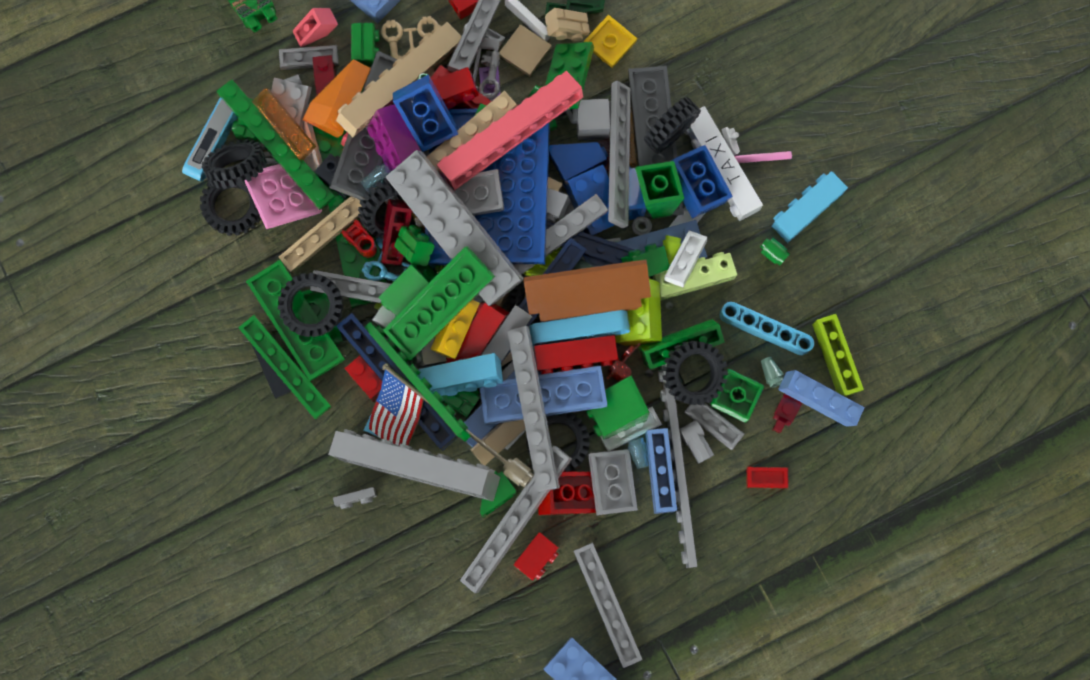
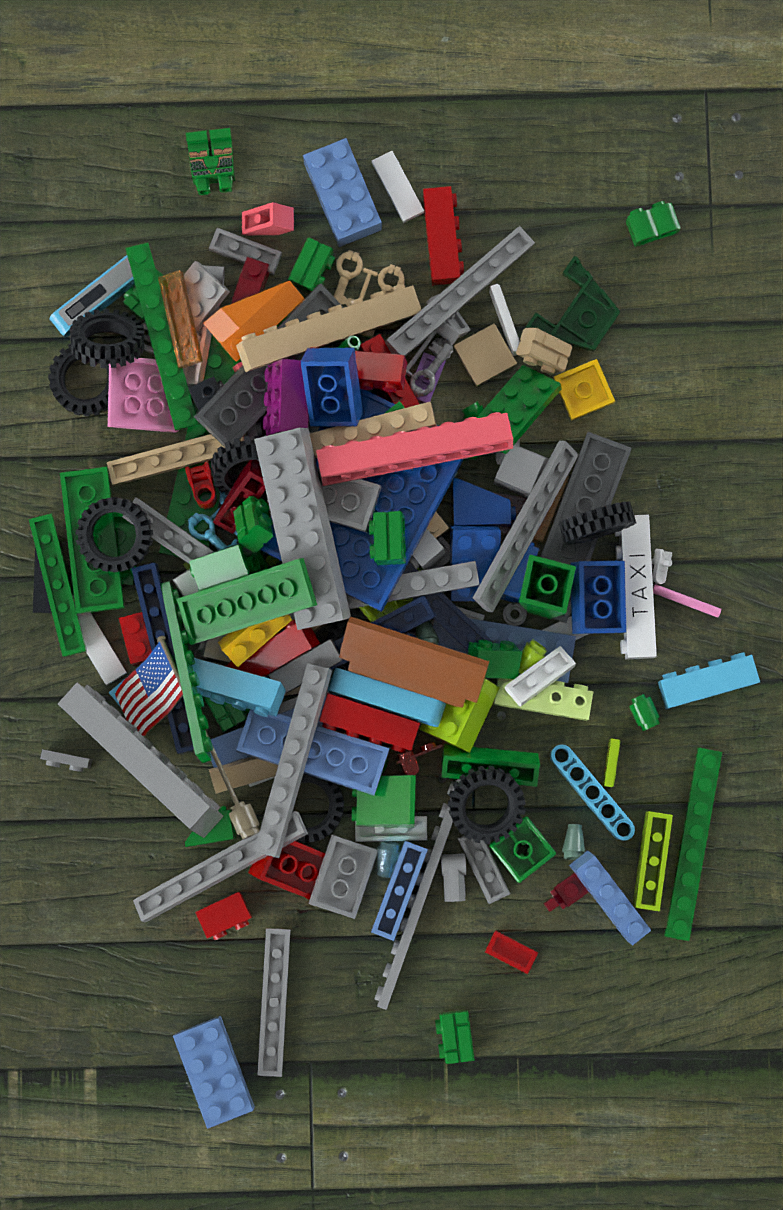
camera: 30 degrees right, 5 degrees up
(341, 402) = (100, 650): none -> white tile
(377, 174) = (250, 427): clear light blue cone -> none
(524, 205) = (388, 538): none -> green brick
(759, 562) = (456, 1037): none -> green brick
(769, 299) = (611, 763): none -> lime tile
(859, 331) = (693, 844): none -> green plate

